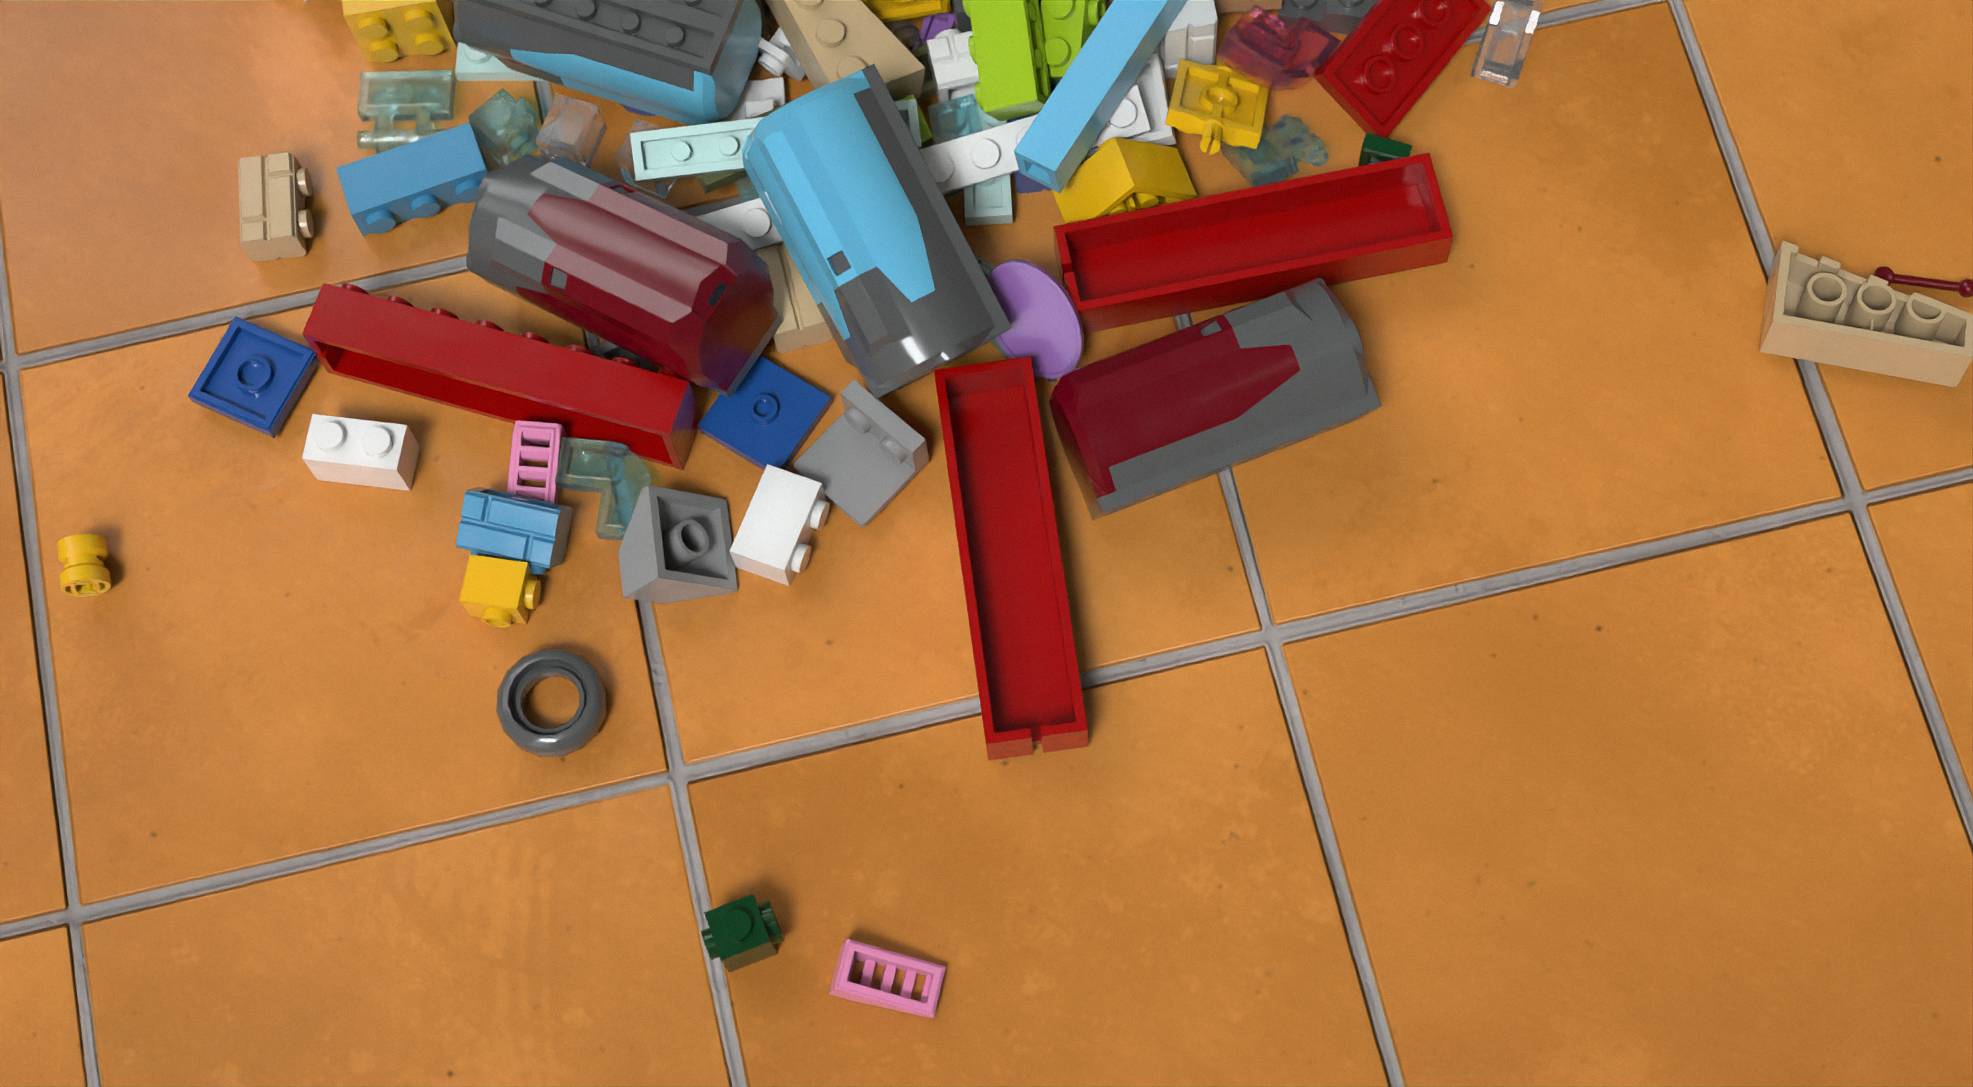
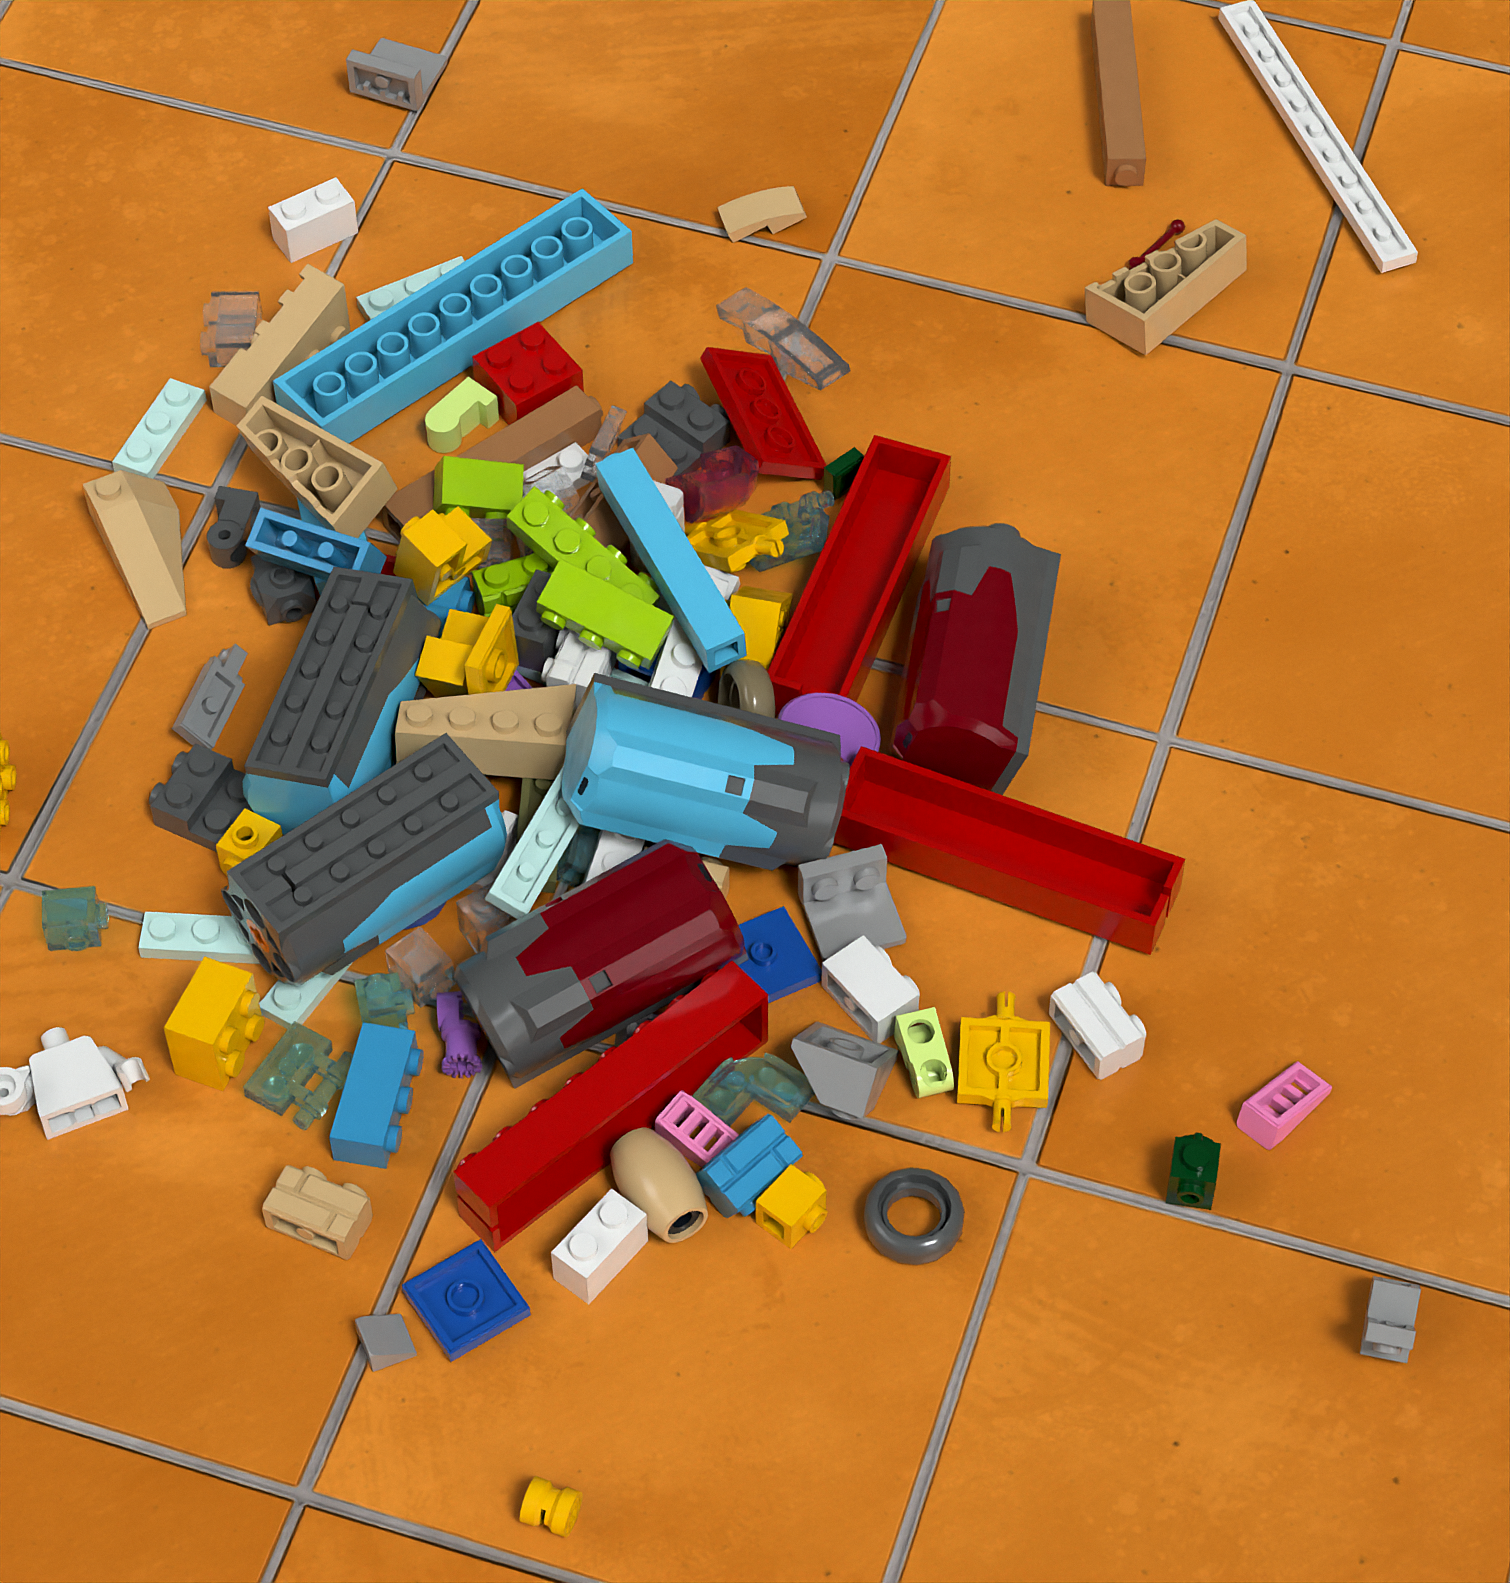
camera: 65 degrees left, 15 degrees down
(181, 335) = (384, 1340): none -> light grey slope
(447, 461) = (659, 1183): none -> tan piece
(734, 613) = (924, 1052): none -> yellowish green leg
(772, 690) = (1003, 1062): none -> yellow plate
(864, 754) = (1098, 1025): none -> white brick
(1022, 227) = (747, 687): none -> dark tan wheel

